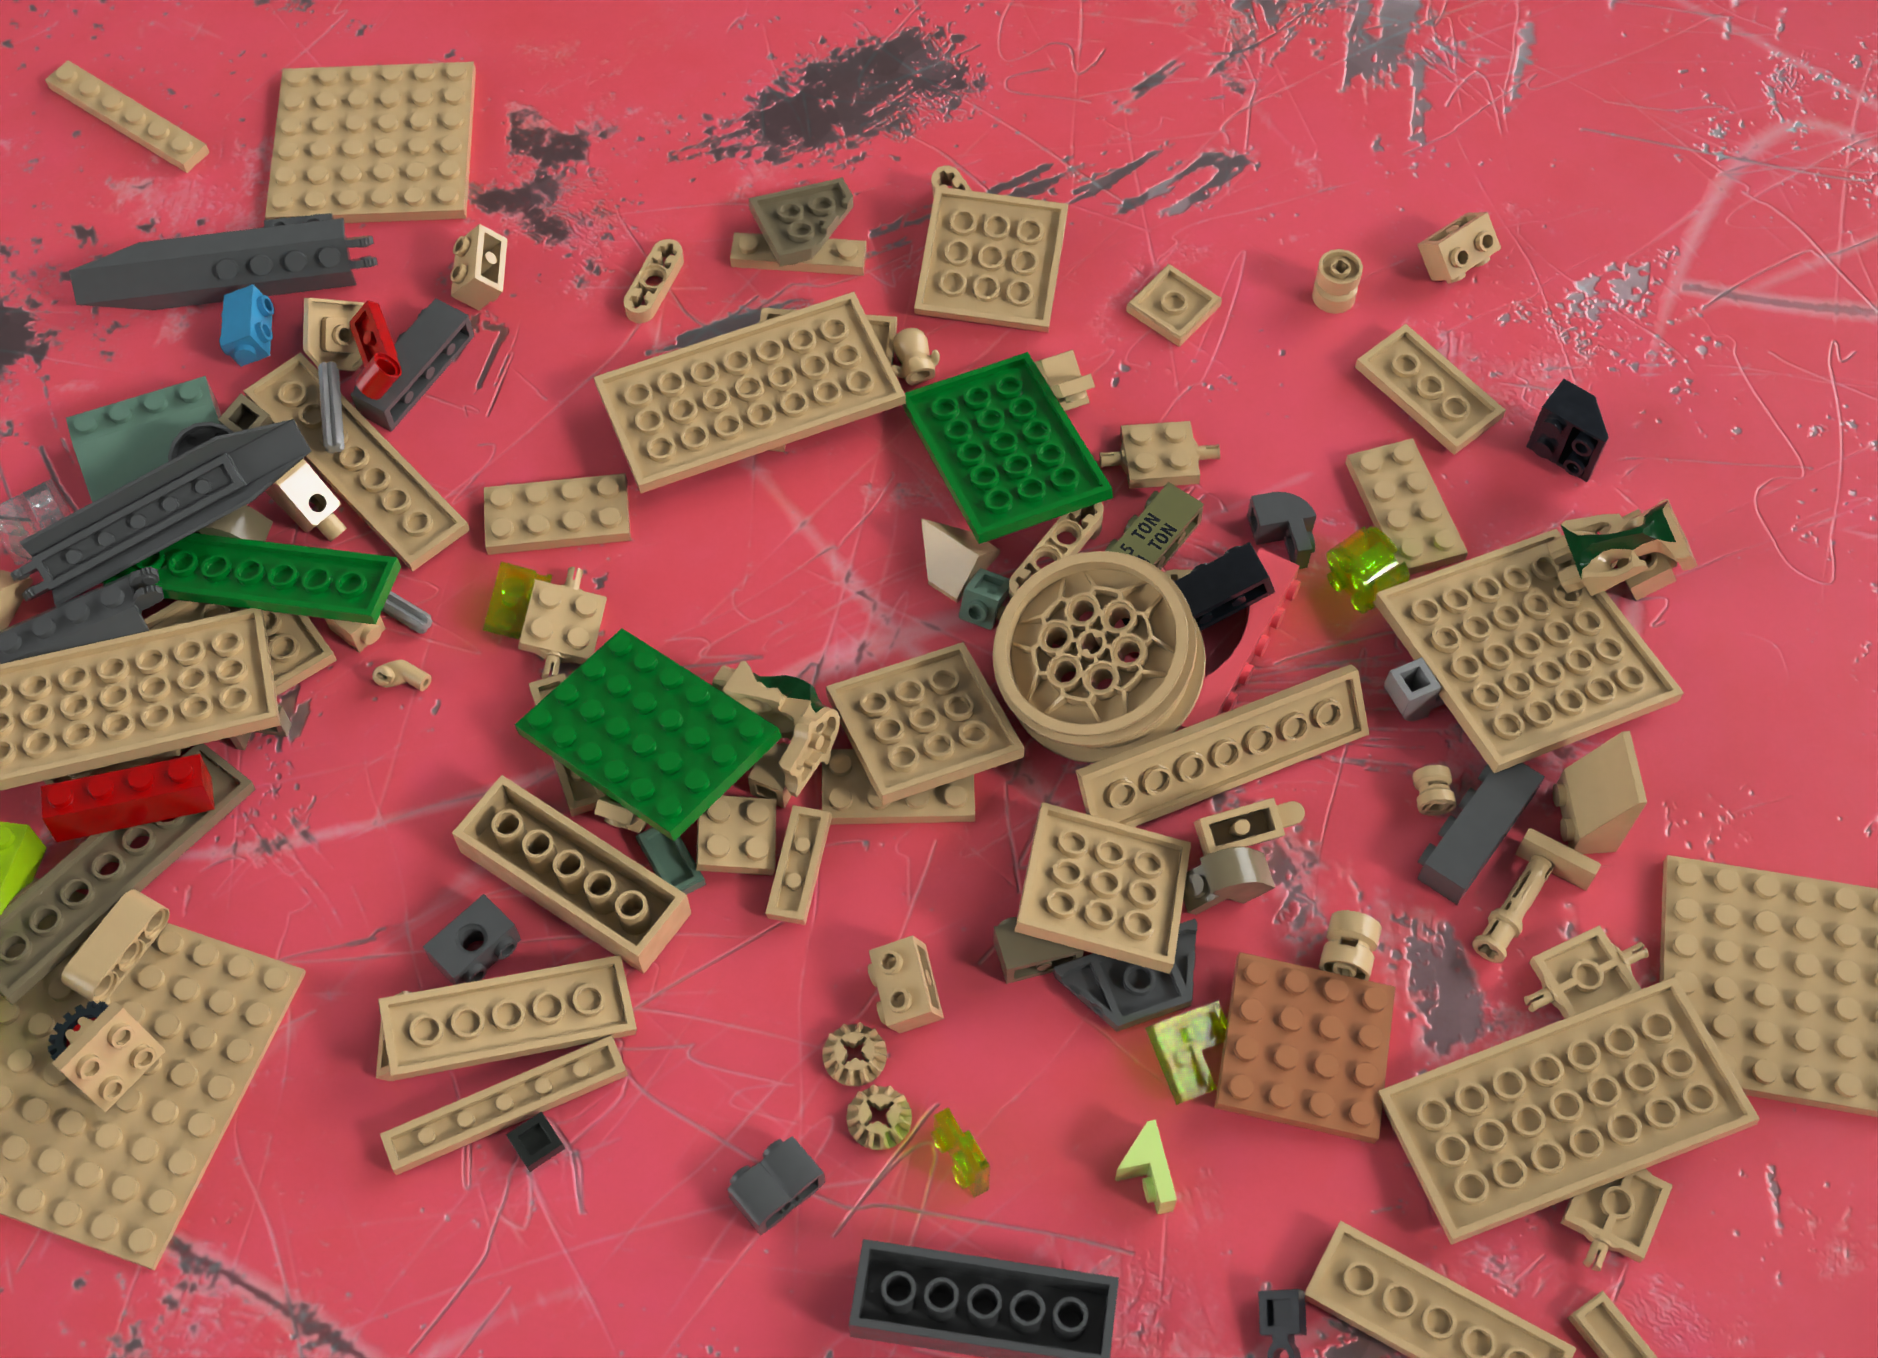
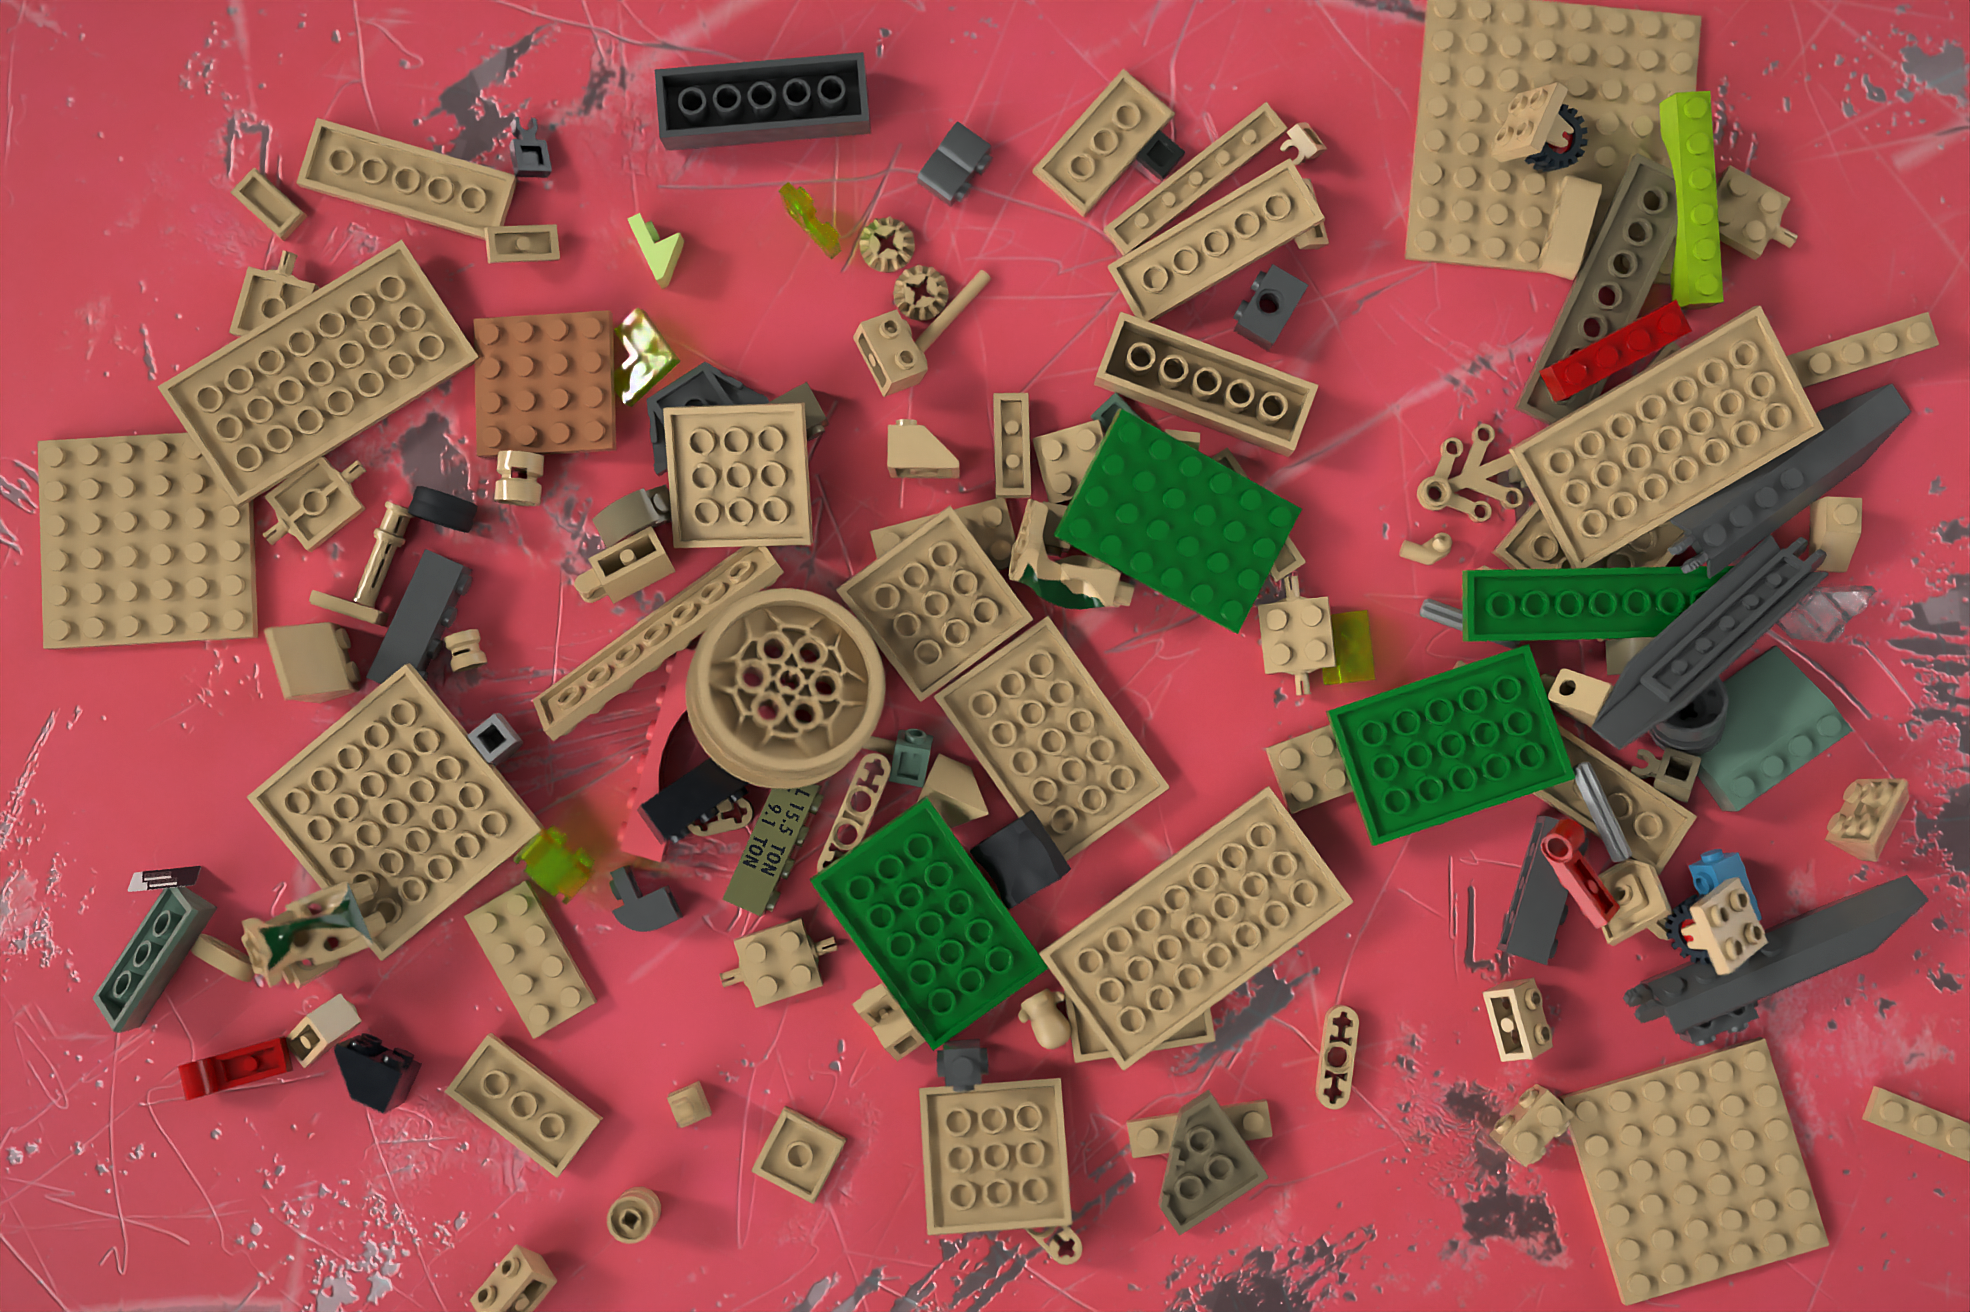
camera: 165 degrees right, 25 degrees up
(86, 348) = (1868, 816): none -> tan slope
(267, 282) = (1717, 927): none -> tan plate
(321, 735) = (1472, 477): none -> tan plant
(364, 1115) = (1306, 141): none -> tan tile
(450, 488) = (1450, 745): none -> green plate
(500, 193) = (1531, 1125): none -> tan brick
(595, 1177) = (1103, 142): none -> tan tile
(825, 1026) = (952, 310): none -> tan bar
(840, 581) = (1052, 739): none -> tan plate
(900, 480) = (1021, 859): none -> black brick
(902, 866) = (918, 453): none -> tan slope
(1001, 328) = (962, 1064): none -> dark grey brick
(1270, 358) = (689, 1104): none -> tan piece
(1307, 1207) = (522, 243): none -> tan plate
(1440, 928) = (442, 509): none -> black tyre
(1620, 483) = (322, 1029): none -> tan slope
(1719, 565) = (223, 957): none -> tan beam
(1739, 470) = (235, 1068): none -> red plate
(1777, 648) = (164, 878): none -> sticker
(1793, 581) = (152, 957): none -> sand green slope

